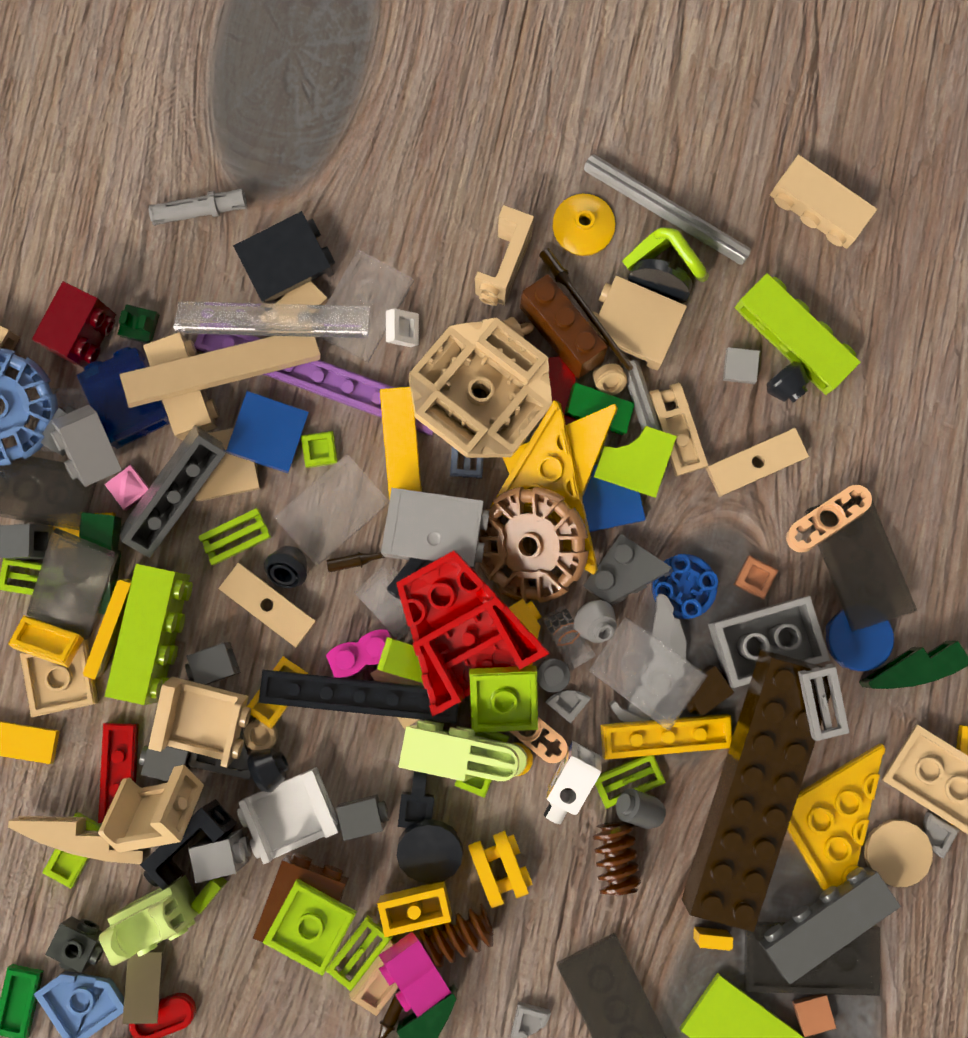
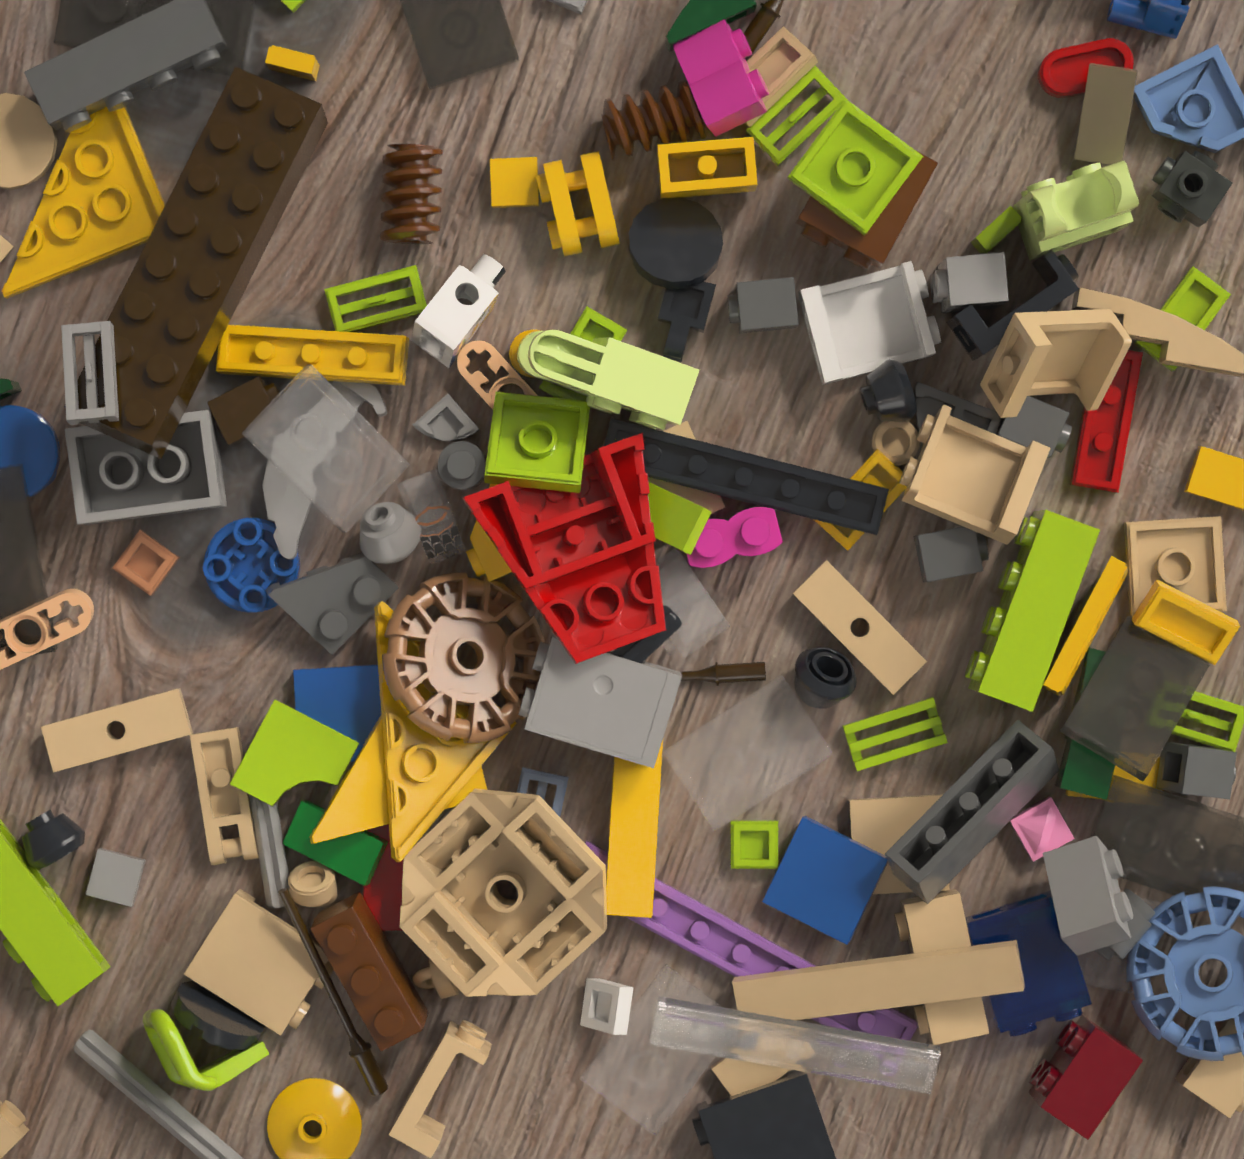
camera: 175 degrees left, 5 degrees up
(138, 324) = (996, 1070): dark green tile -> none
(547, 876) = (514, 182): none -> yellow tile
(640, 809) = (366, 258): dark grey brick -> none

